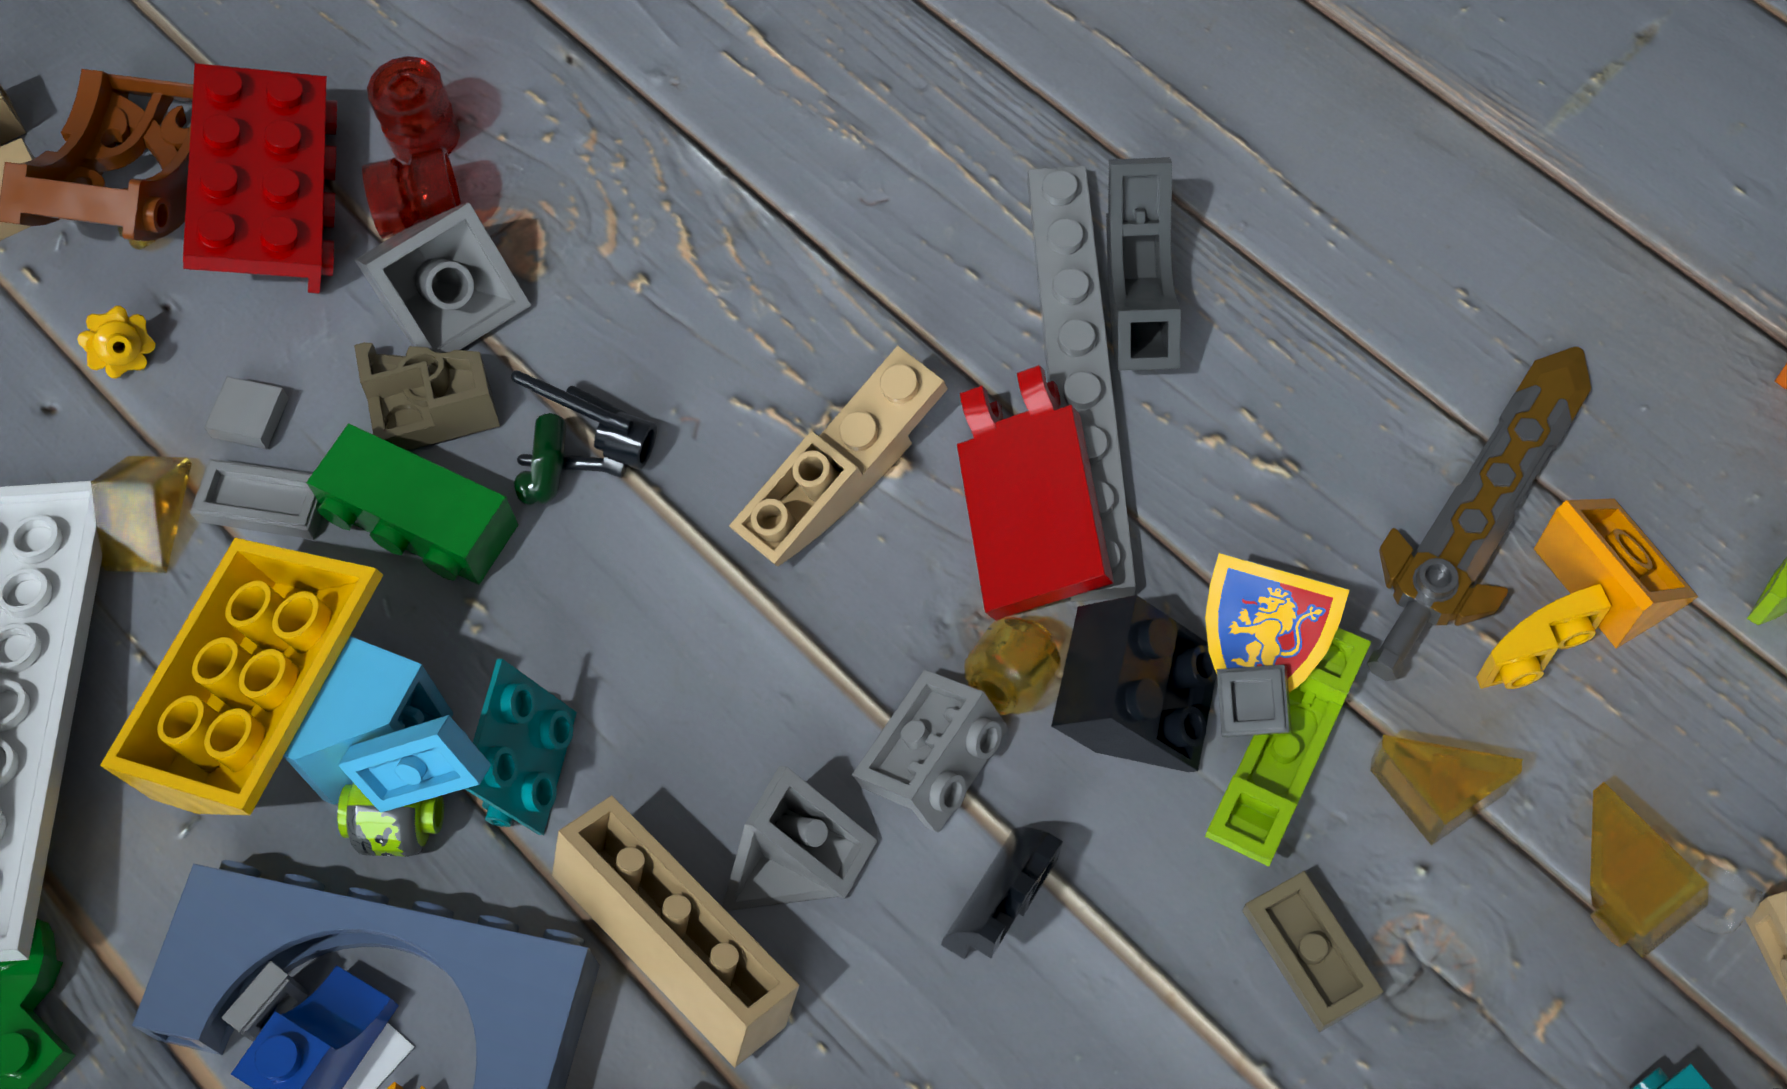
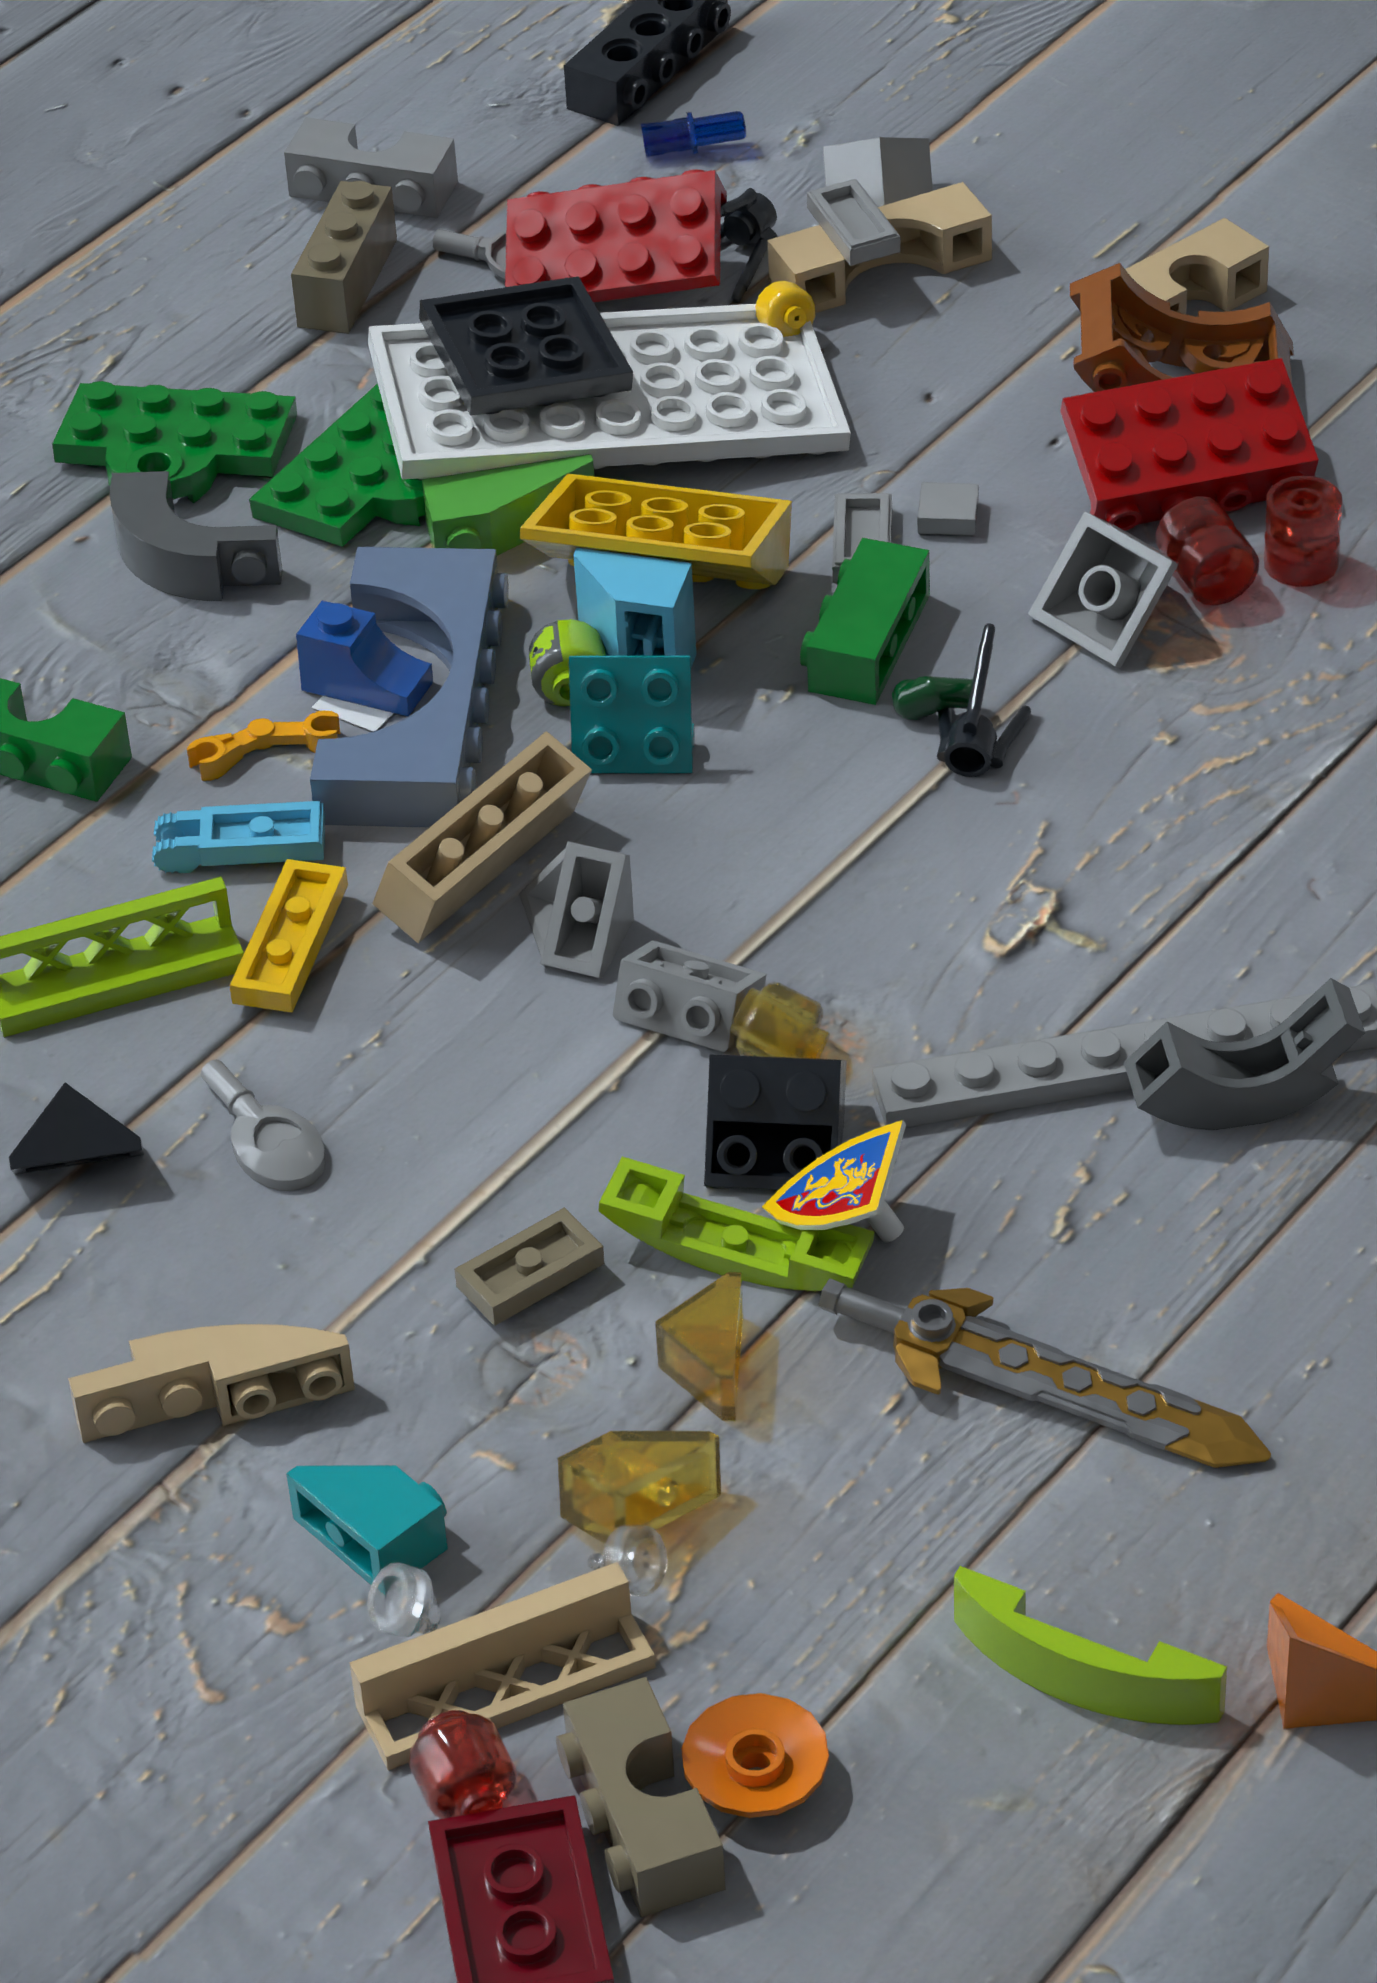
camera: 80 degrees right, 20 degrees down
(92, 876) = (492, 504): none -> bright green slope
(116, 341) = (996, 408): yellow plant -> none
(139, 511) = (833, 460): clear yellow slope -> none
(267, 993) = (397, 621): light grey tile -> none
(415, 764) = (582, 621): medium azure plate -> none
(425, 395) = (999, 597): dark tan slope -> none
(843, 462) = (964, 885): tan slope -> none
(1004, 892) = (567, 1057): black slope -> none
(1031, 500) = (969, 1018): red tile -> none
(1254, 701) = (769, 1192): dark grey tile -> none
(1534, 641) = (886, 1409): yellow slope -> none
(1601, 544) = (984, 1468): light orange slope -> none

